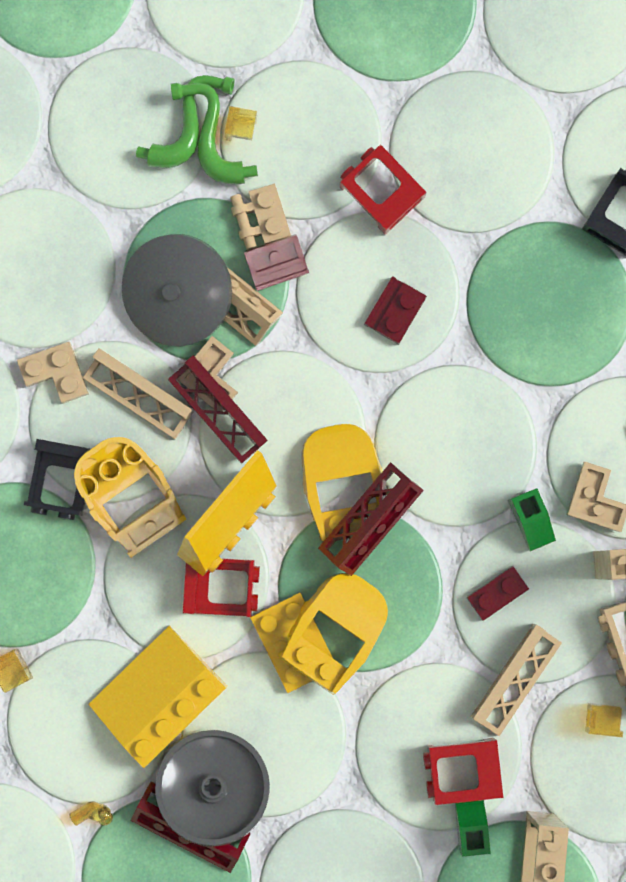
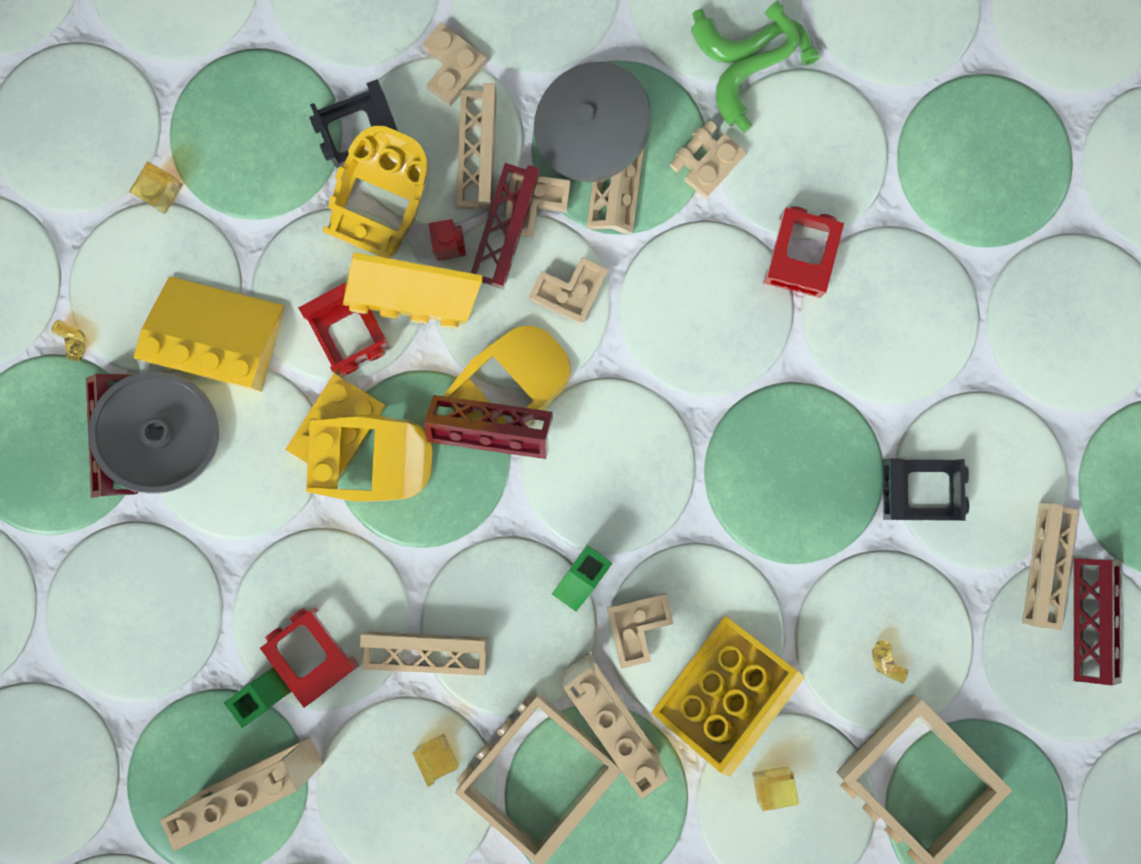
camera: 60 degrees right, 0 degrees up
(199, 462) = (447, 240): none -> red brick
(240, 123) = (781, 85): clear yellow panel -> none
(276, 262) = (674, 198): plate -> none
(307, 389) = (570, 299): none -> tan plate
(395, 310) = (698, 334): dark red plate -> none
(497, 593) = (494, 587): dark red plate -> none

